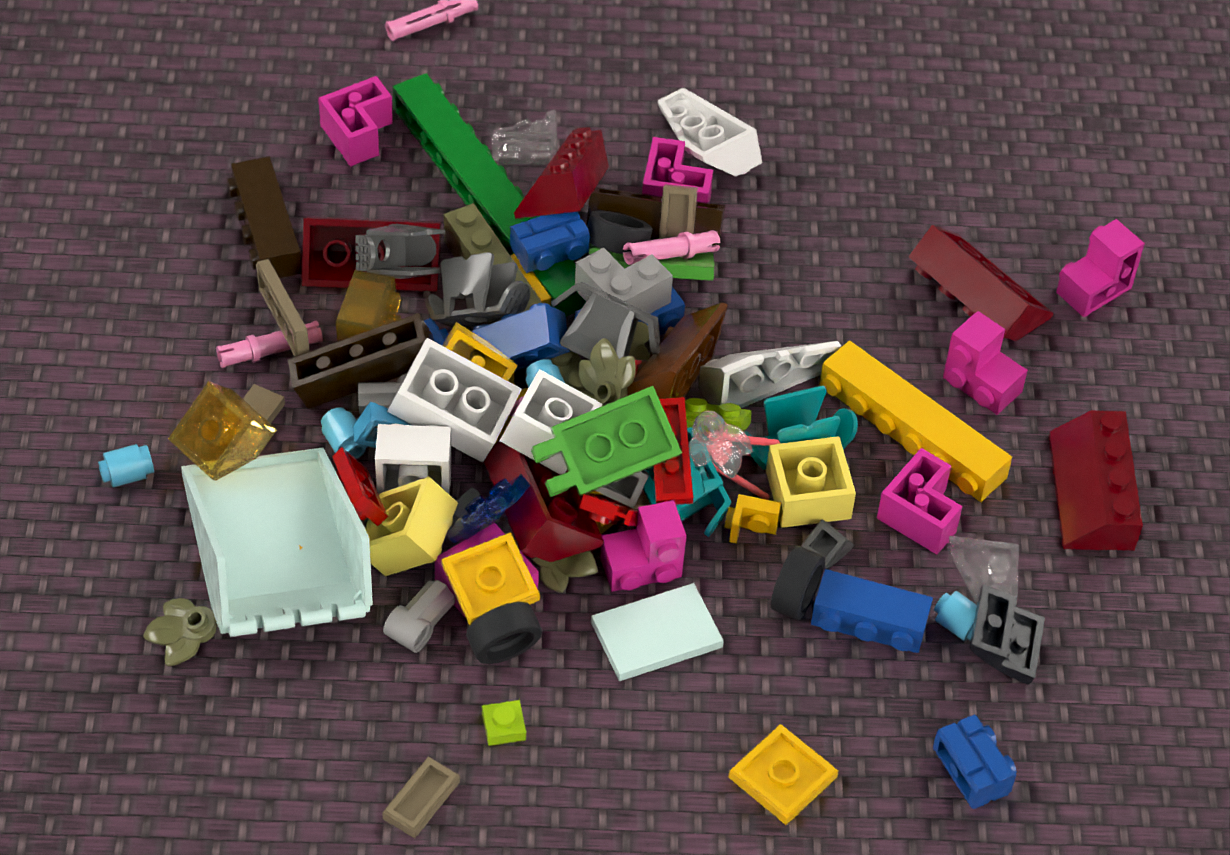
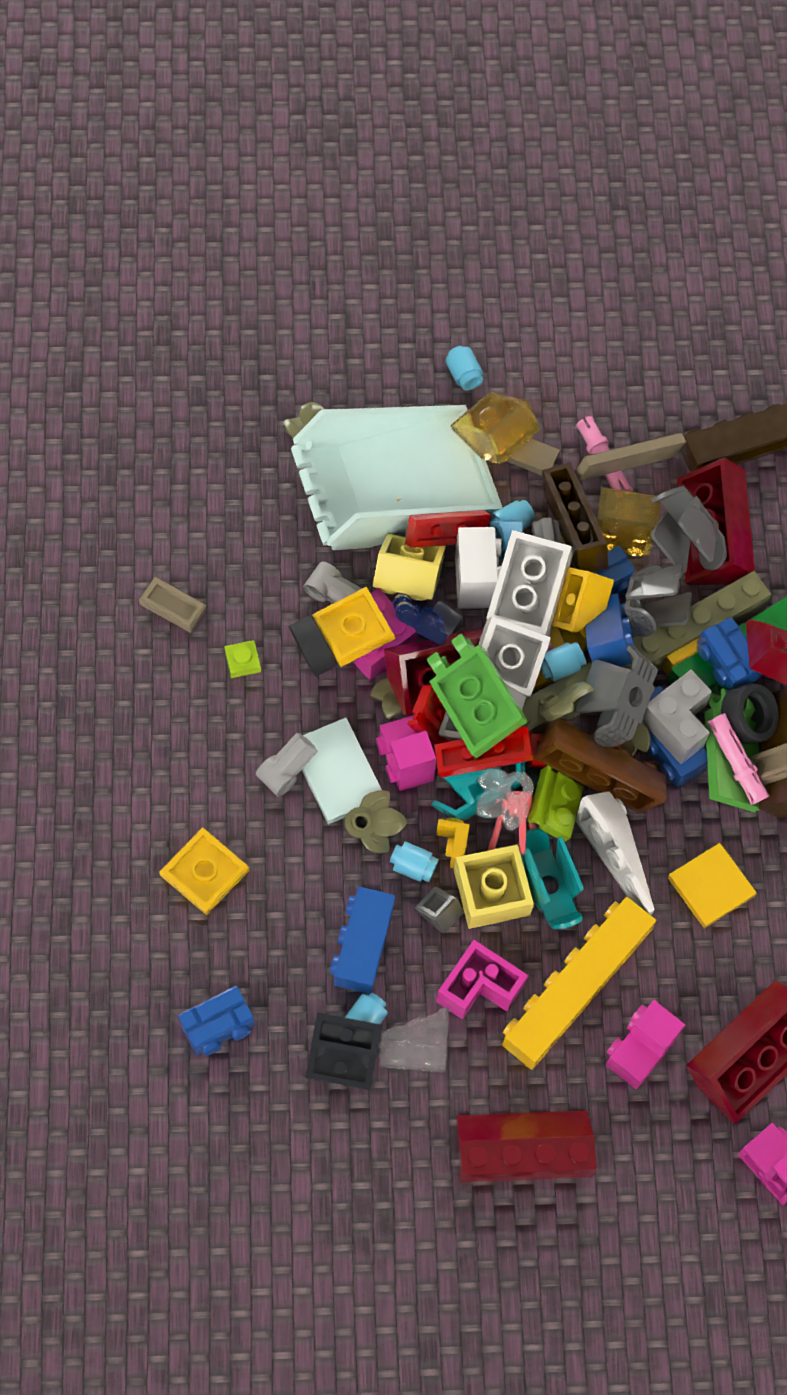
camera: 85 degrees right, 15 degrees up
(660, 681) = (281, 769): none -> light grey piece
(724, 596) = (379, 821): none -> olive plate
(772, 556) = (414, 862): none -> medium azure brick
(797, 582) = (381, 873): black tyre -> none
(798, 304) = (712, 885): none -> yellow tile

